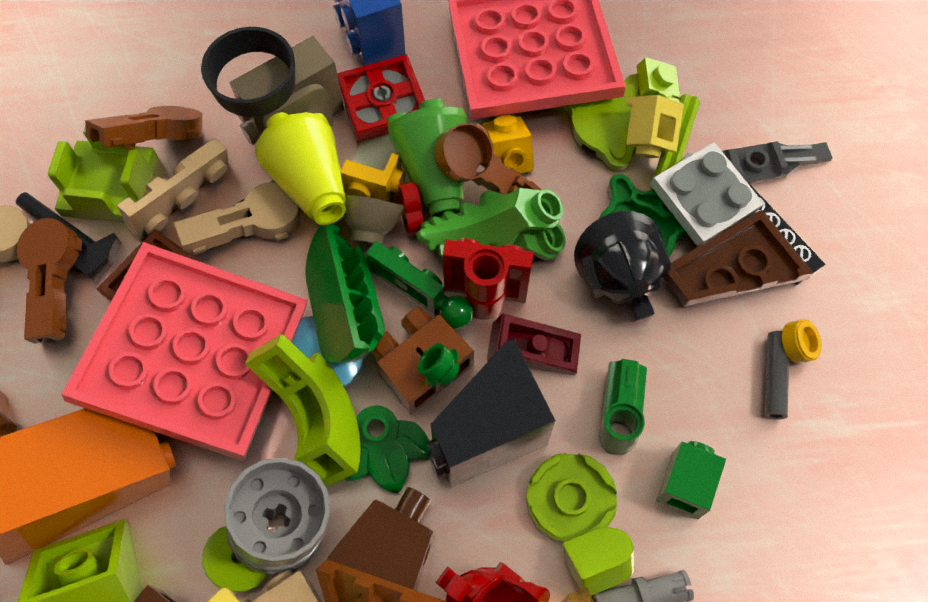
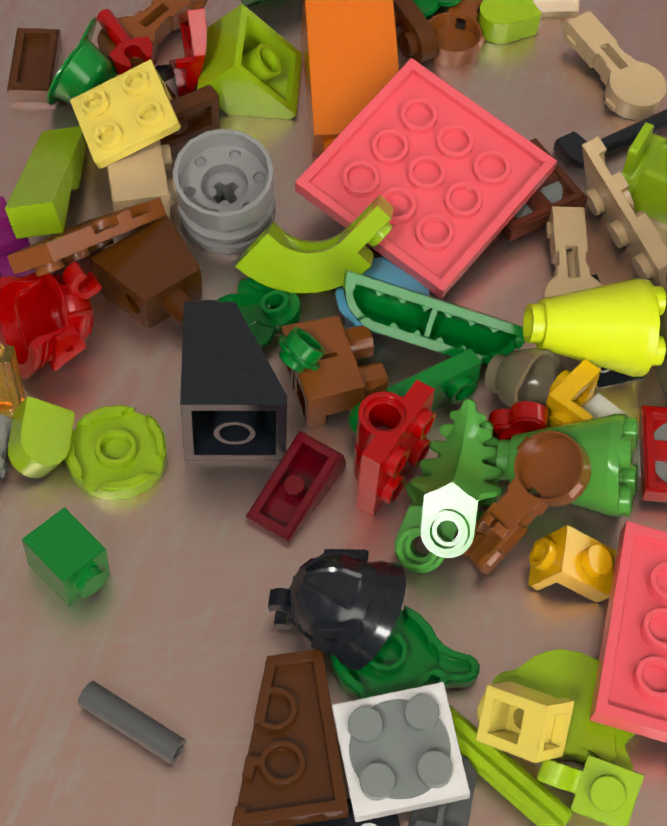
camera: 110 degrees right, 10 degrees down
(56, 247) = (586, 111): dark orange piece -> none
(623, 404) = (183, 533): green piece -> none
(801, 341) = (154, 764): yellow tile -> none

